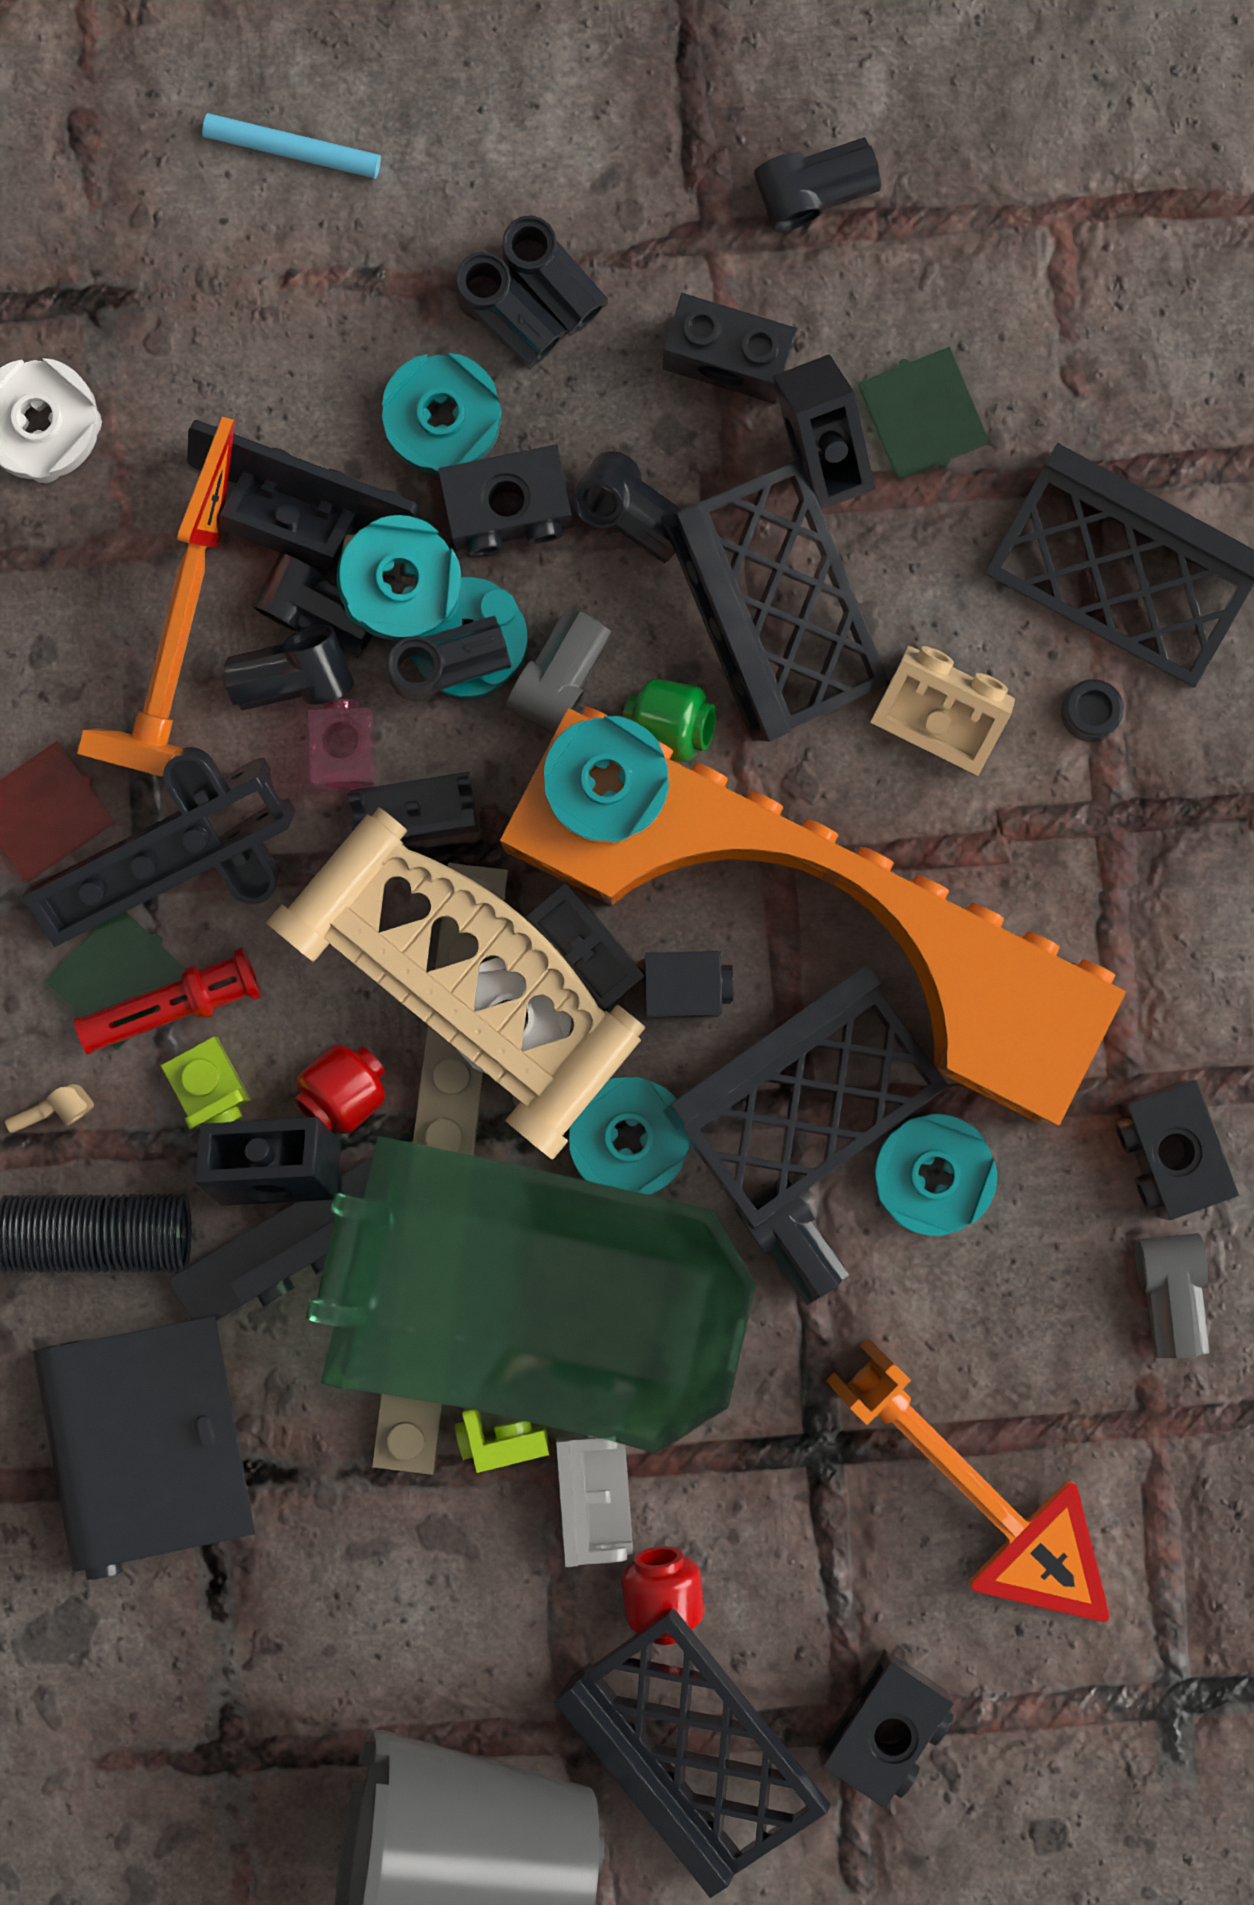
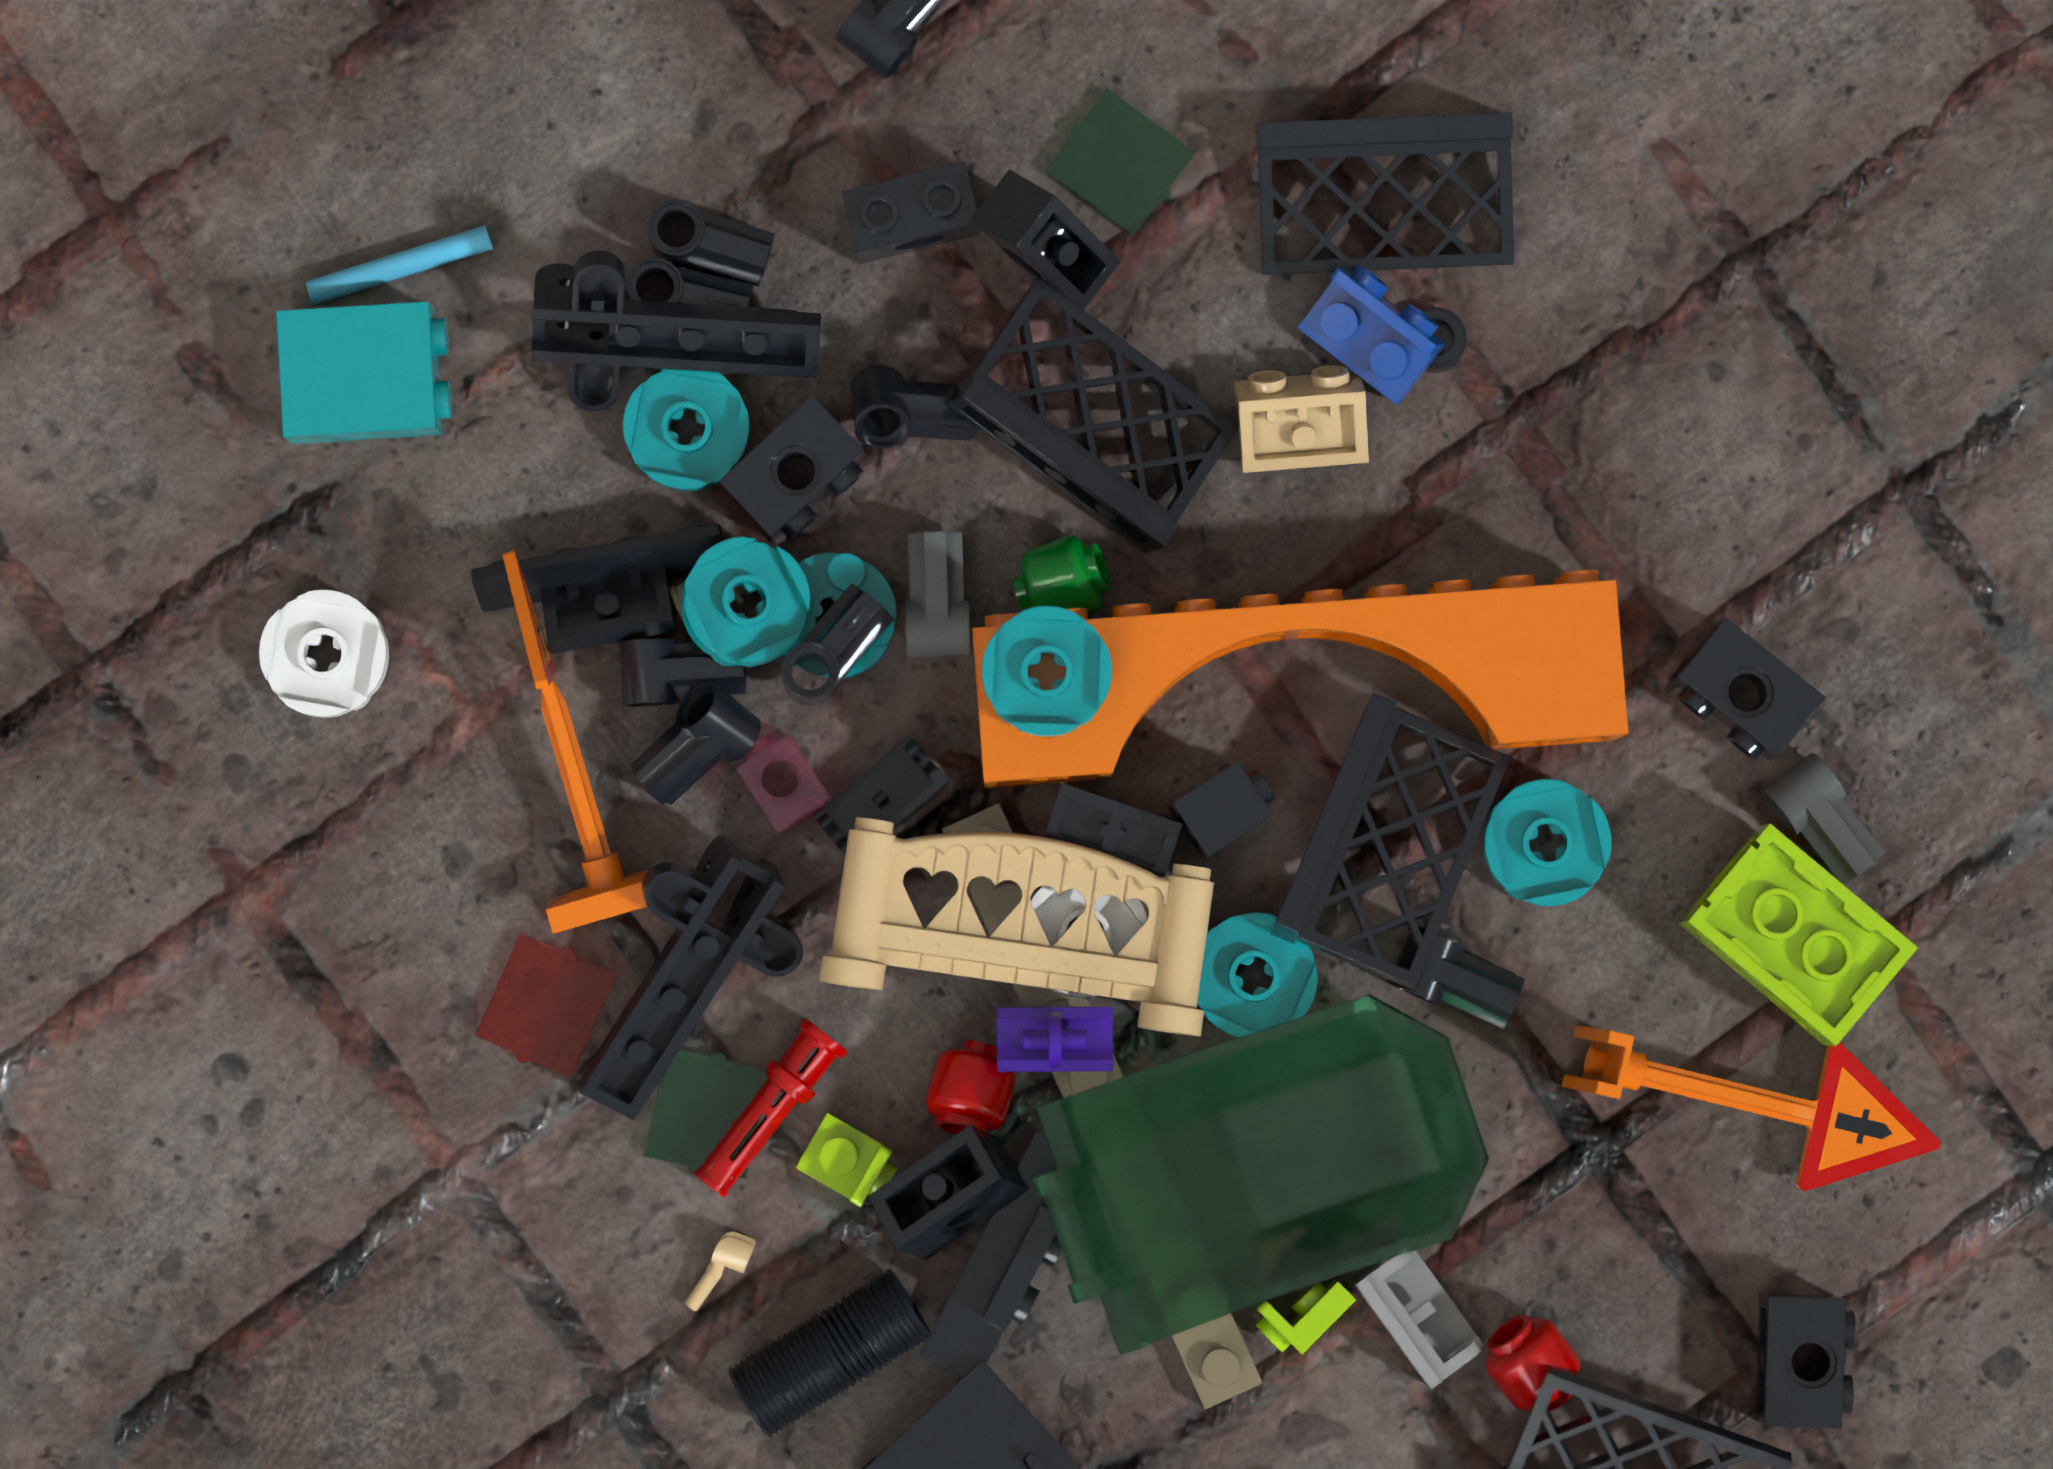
camera: 30 degrees left, 0 degrees up
(206, 210) = (362, 372): none -> teal brick
(414, 289) = (589, 325): none -> black piece
(431, 1089) = (1054, 1039): none -> dark purple hips
(1044, 672) = (1371, 333): none -> blue bracket
(1097, 1377) = (1798, 935): none -> lime piece

